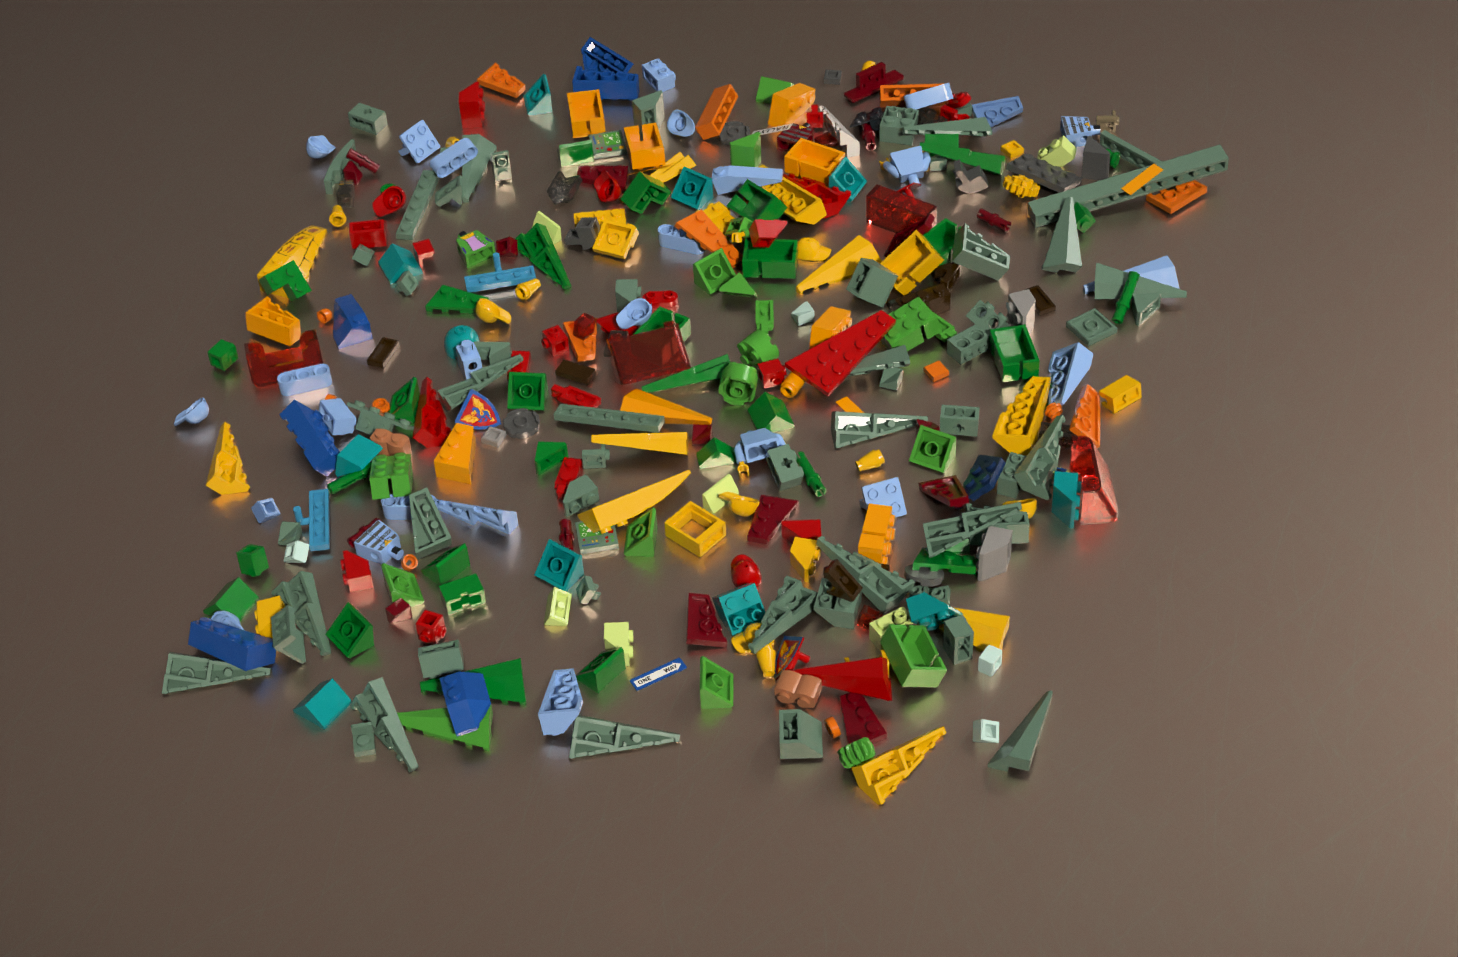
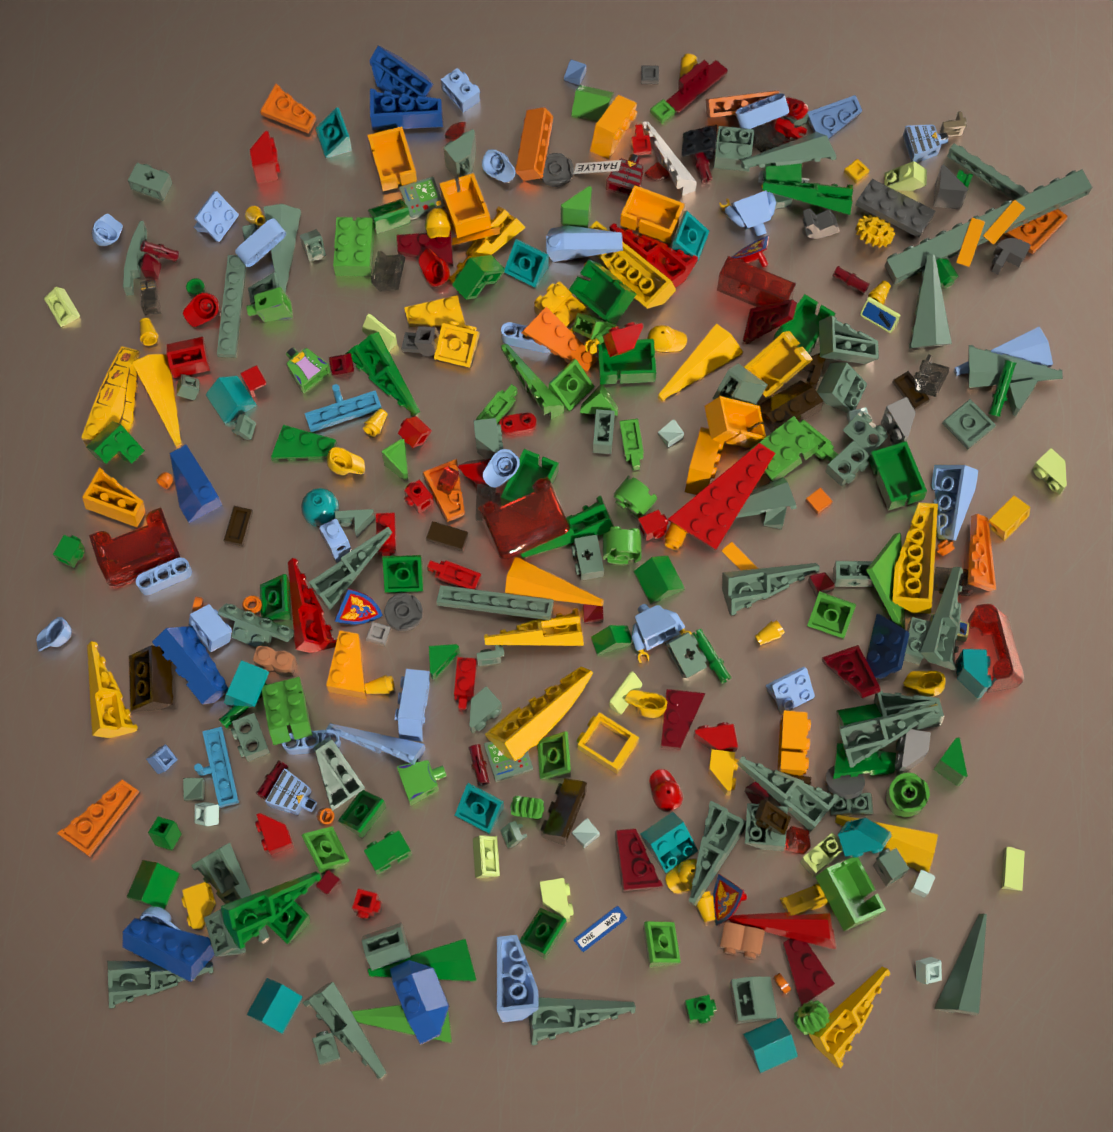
camera: 10 degrees left, 25 degrees up
(195, 548) = (95, 823): none -> orange wing
(266, 196) = (61, 306): none -> yellowish green slope
(271, 451) = (150, 680): none -> dark brown slope
(314, 611) = (250, 914): none -> green wedge
(337, 248) = (158, 382): none -> yellow wedge
(353, 499) = (254, 735): none -> sand green brick
(453, 202) = (271, 305): none -> bright green torso
(486, 472) = (381, 685): none -> yellow cone
(506, 542) = (420, 780): none -> bright green torso
(513, 483) = (412, 704): none -> light blue wedge
(537, 169) = (353, 246): none -> bright green piece
(539, 311) = (395, 459): none -> bright green slope
(561, 295) = (414, 431): none -> red brick
(605, 567) = (527, 807): none -> bright green gear
(618, 156) = (438, 223): none -> yellow cap
(642, 575) = (564, 811): none -> dark brown slope
(650, 281) = (499, 404): none -> bright green hinge
(659, 596) = (586, 833): none -> light aqua slope
(678, 270) = (544, 397): none -> bright green wedge
(705, 394) = (588, 547): none -> sand green brick
(738, 305) = (603, 431): none -> sand green brick
(744, 740) = (700, 1009): none -> green brick
(765, 69) = (575, 72): none -> medium blue slope
(813, 779) = (771, 1045): none -> teal slope
(839, 100) = (662, 111): none -> bright green tile
(860, 297) = (732, 419): none -> light orange piece
(971, 288) = (841, 387): none -> sand green slope
(985, 588) = (901, 804): none -> bright green brick
(986, 417) = (882, 575): none -> bright green tile
(1017, 244) = (880, 315): none -> slope
(1018, 230) = (880, 292): none -> yellow cone
(1031, 565) = (952, 764): none -> green slope
(1055, 288) = (930, 377): none -> clear smoke bracket
(1085, 659) = (1013, 869): none -> yellowish green slope
(1108, 192) = (970, 242): none -> light orange sticker
(1148, 208) = (1009, 250): none -> dark grey brick
(1166, 361) = (1052, 470): none -> yellowish green slope

